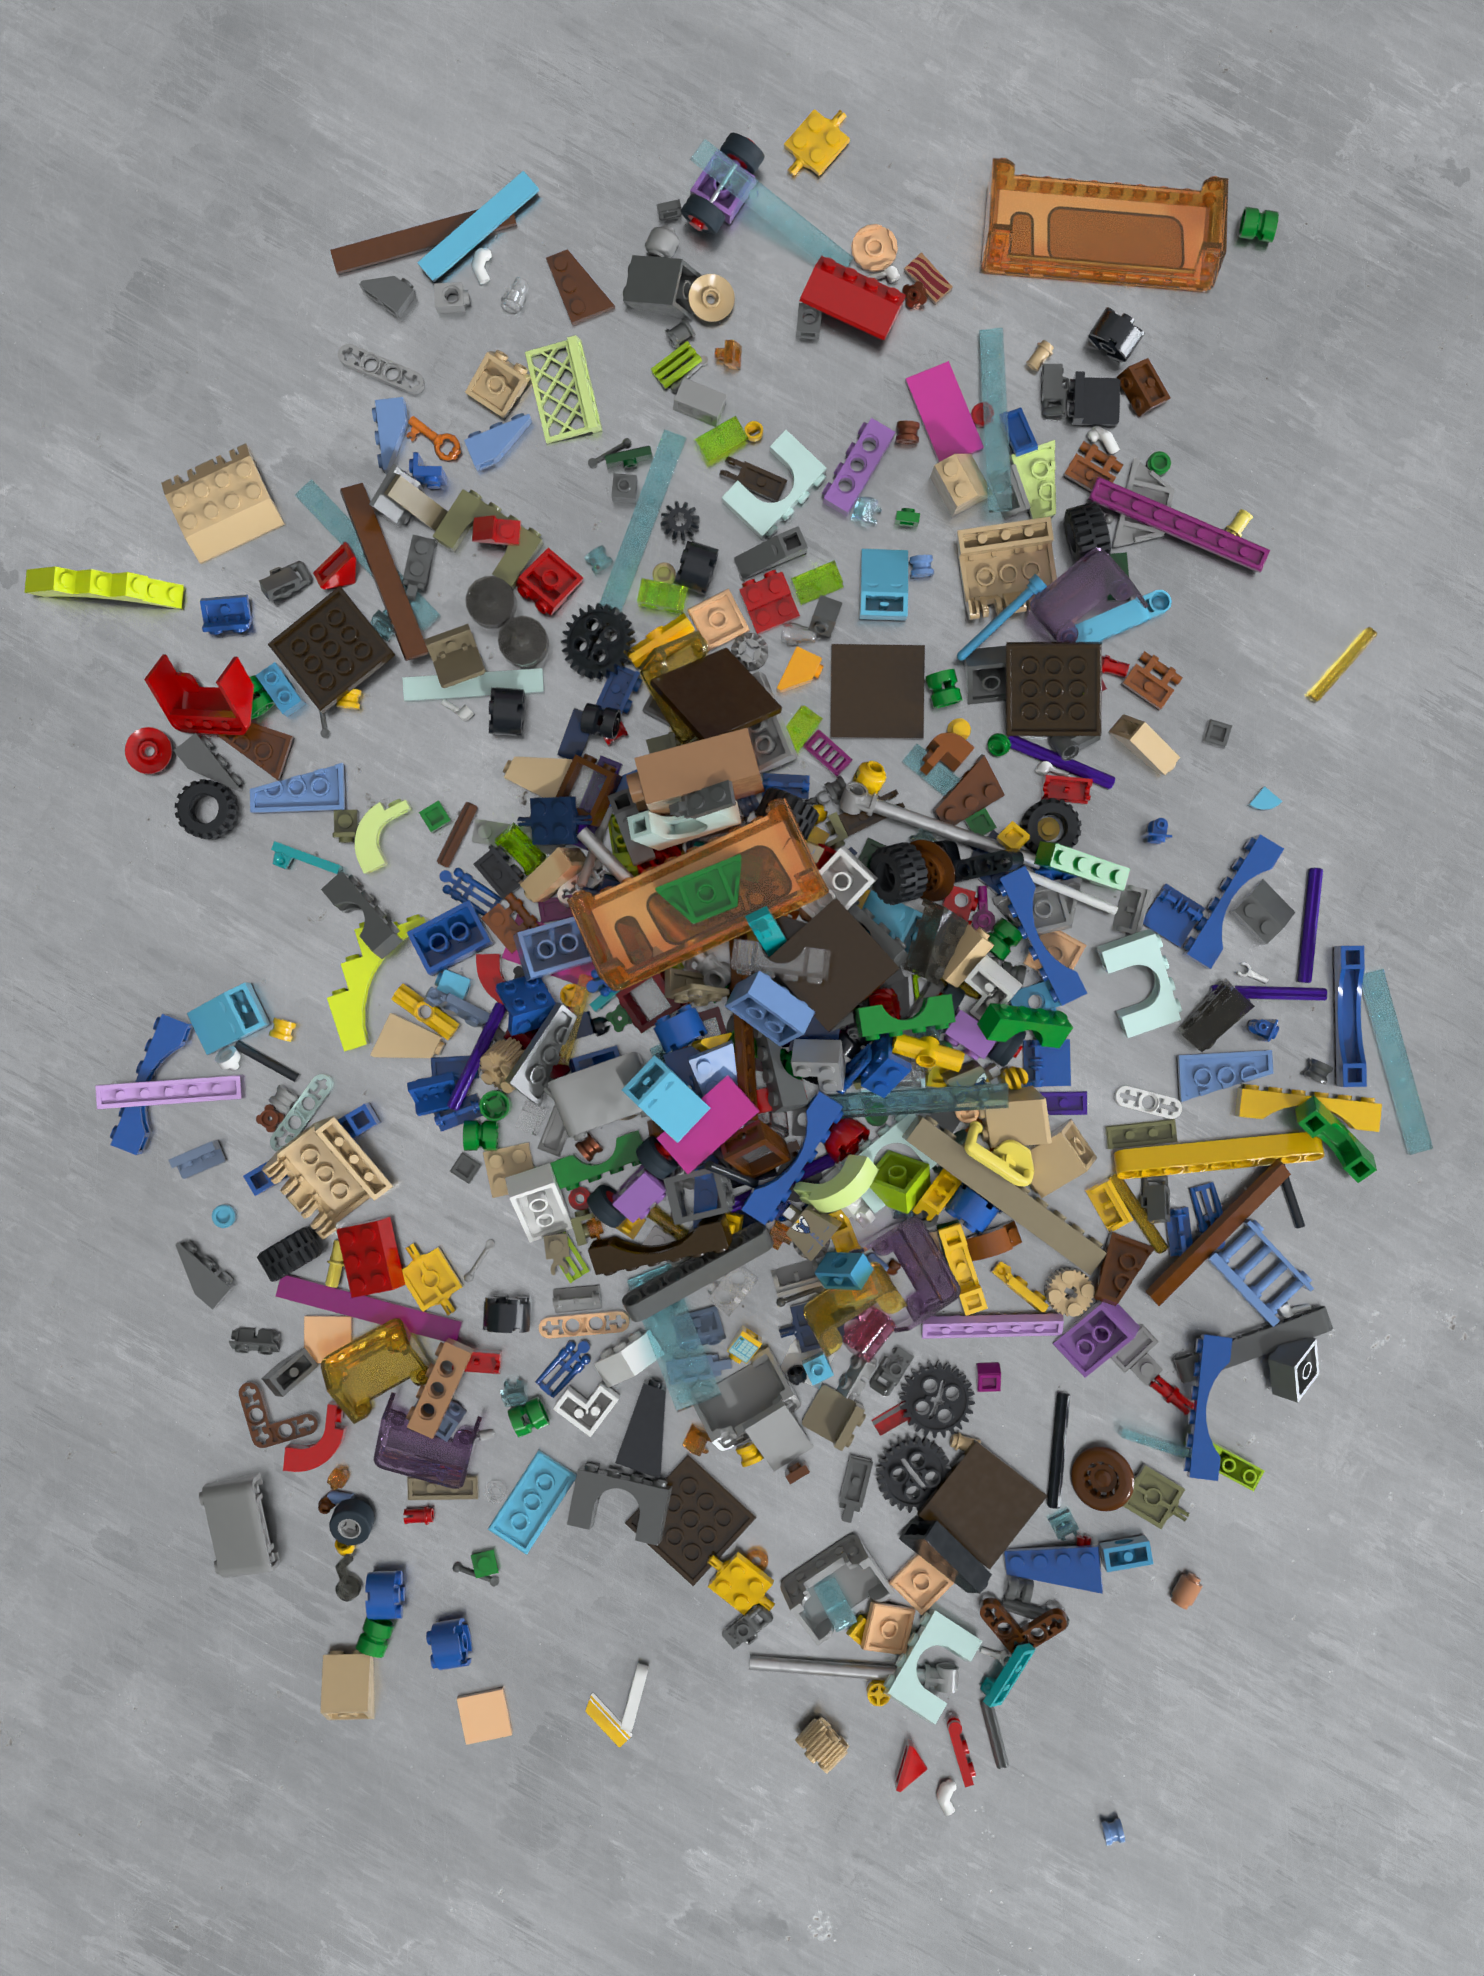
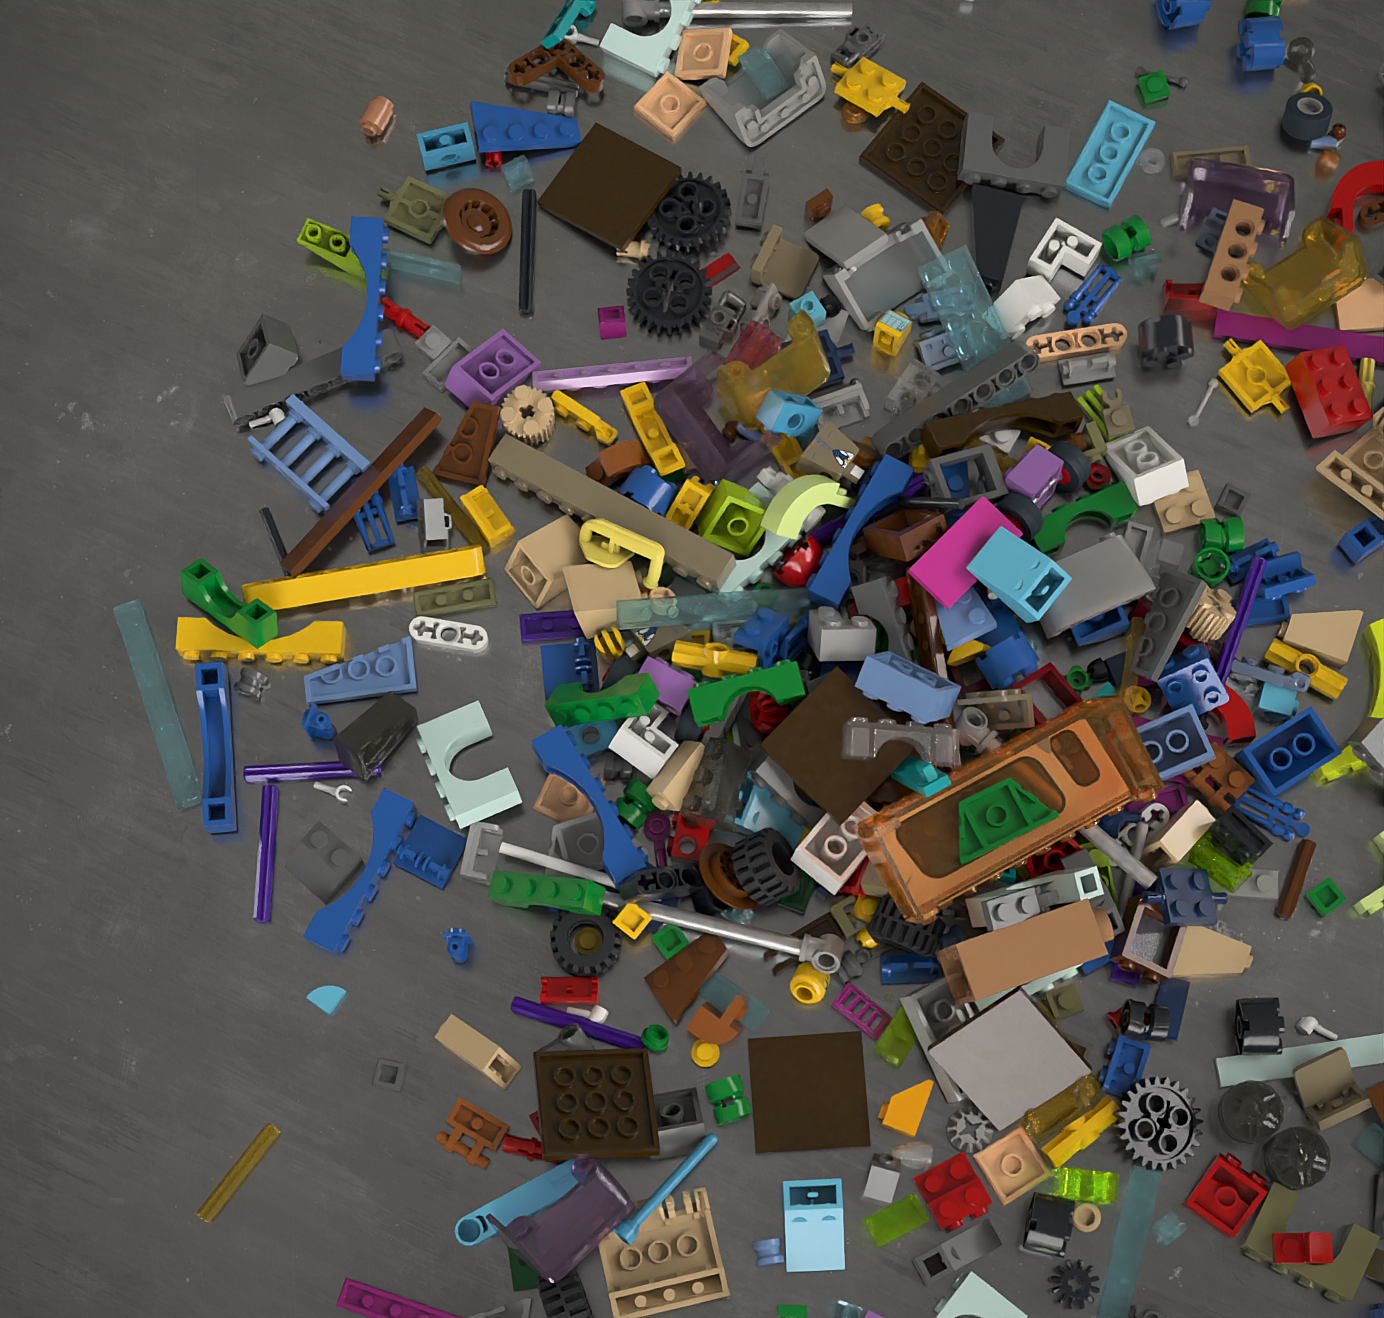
camera: 175 degrees right, 15 degrees down
(423, 1515) = (1233, 130): red pin -> none
(589, 1147) = (1093, 531): copper wheel -> none
(946, 1554) = (646, 130): black slope -> none

